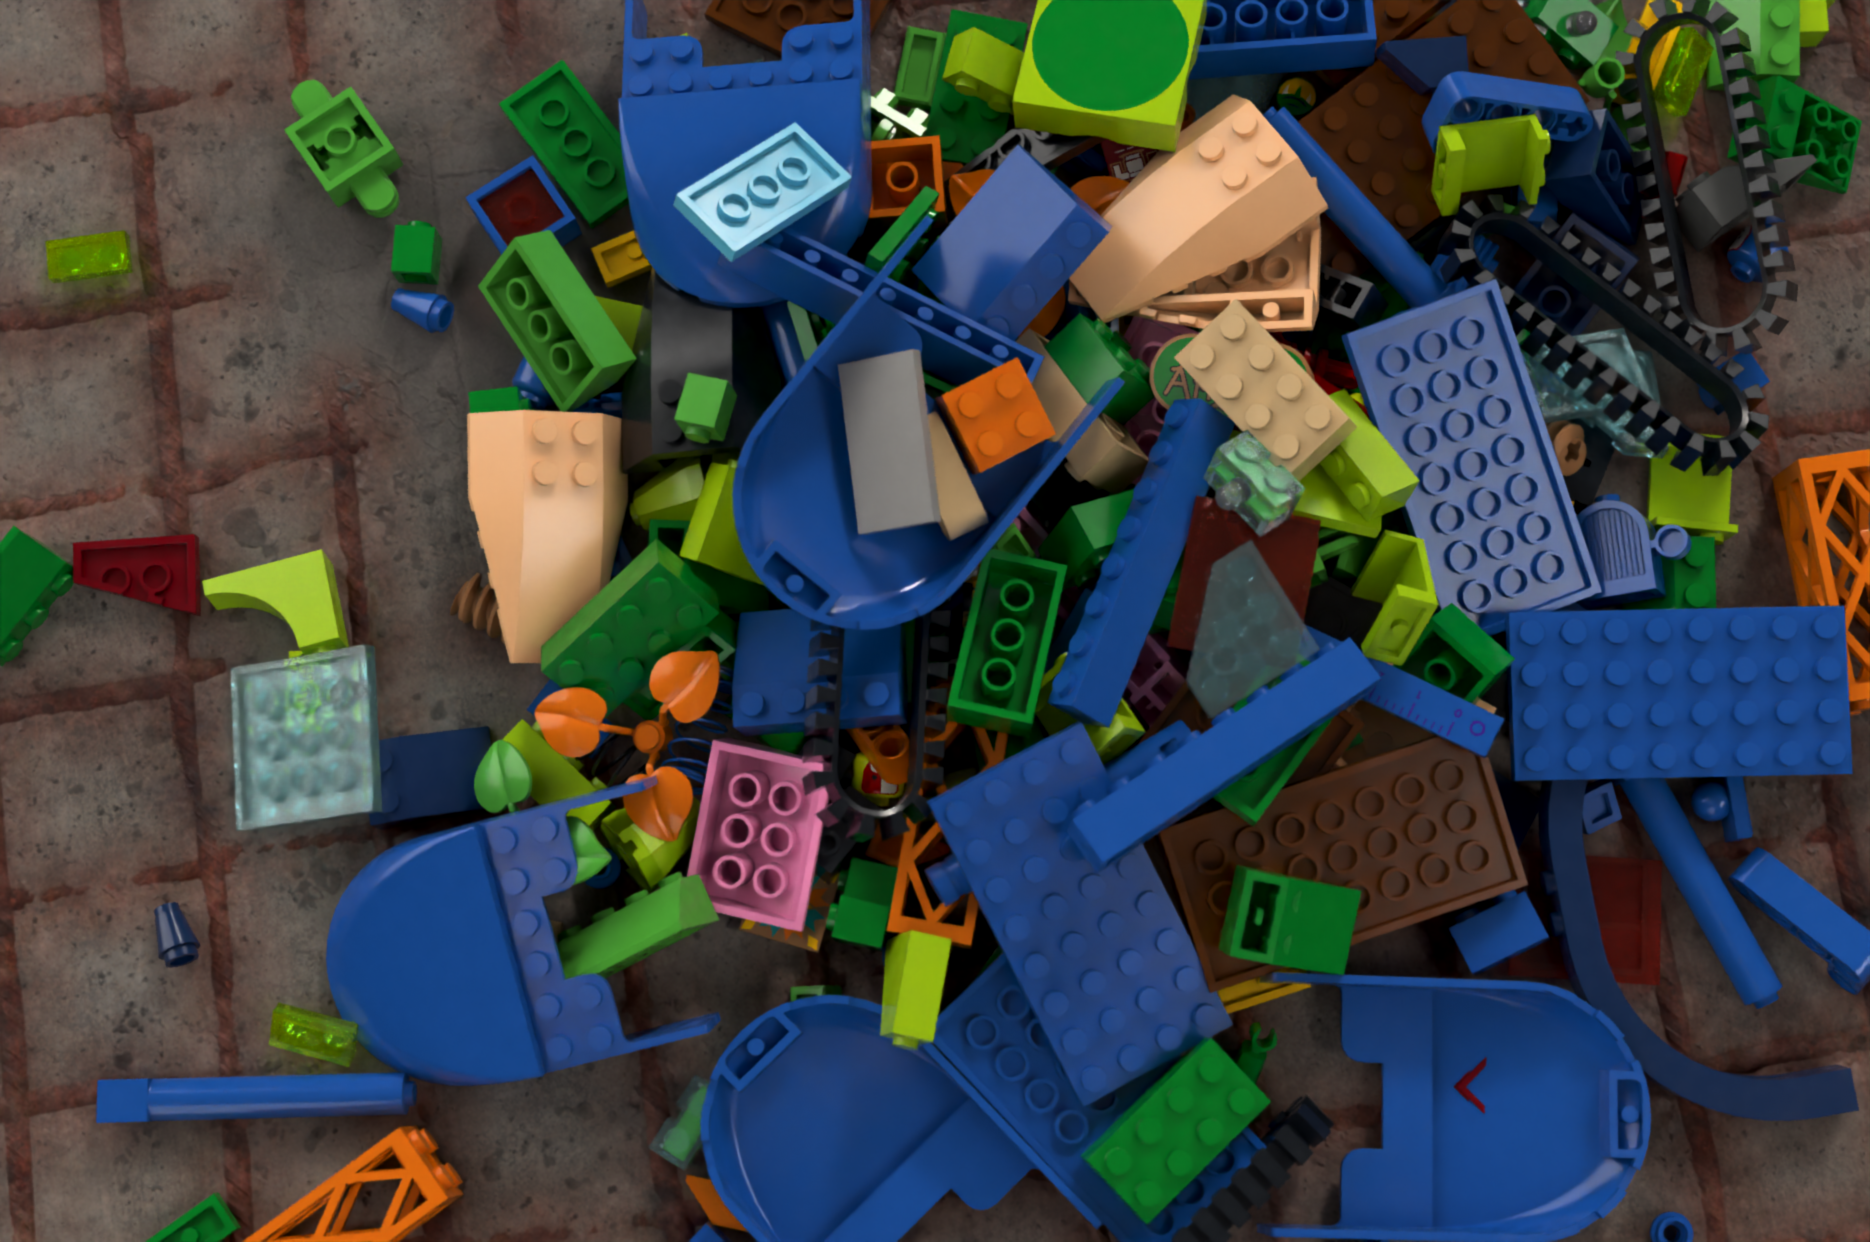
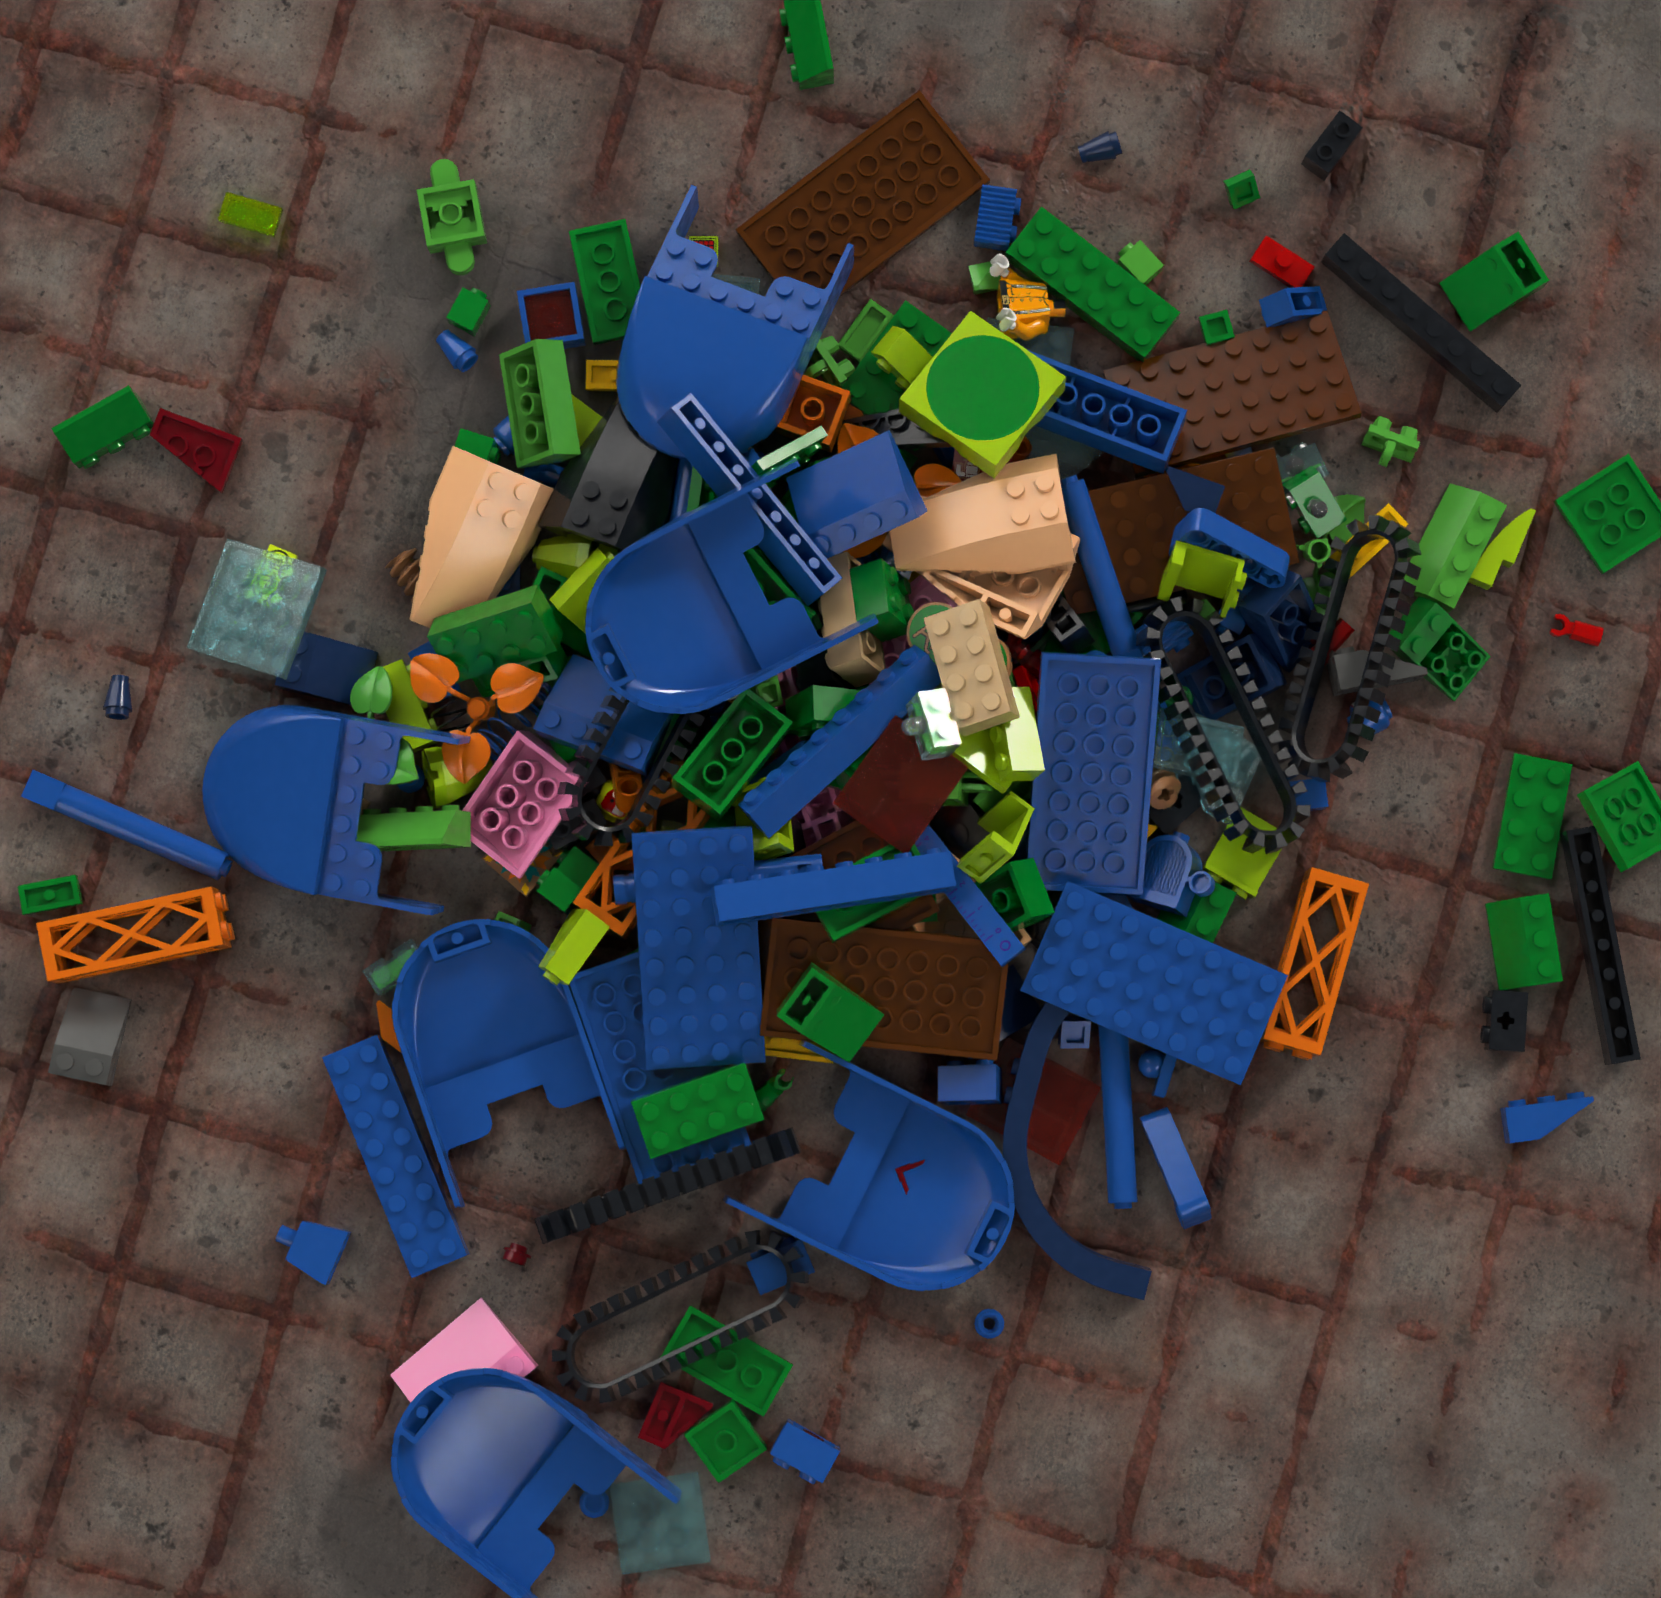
camera: 25 degrees right, 5 degrees up
(294, 589) = (291, 505): lime arch -> none
(313, 1034) = (180, 802): clear neon green plate -> none
(705, 408) = (606, 514): bright green brick -> none
(762, 191) = (706, 390): medium azure plate -> none
(889, 442) = (710, 593): light grey tile -> none
(958, 501) = (736, 629): tan beam -> none
(995, 416) = (787, 606): orange brick -> none
(1244, 632) = (883, 817): clear light blue plate -> none
(1297, 97) = (1111, 468): tile -> none
(1682, 71) = (1376, 571): clear neon green plate -> none

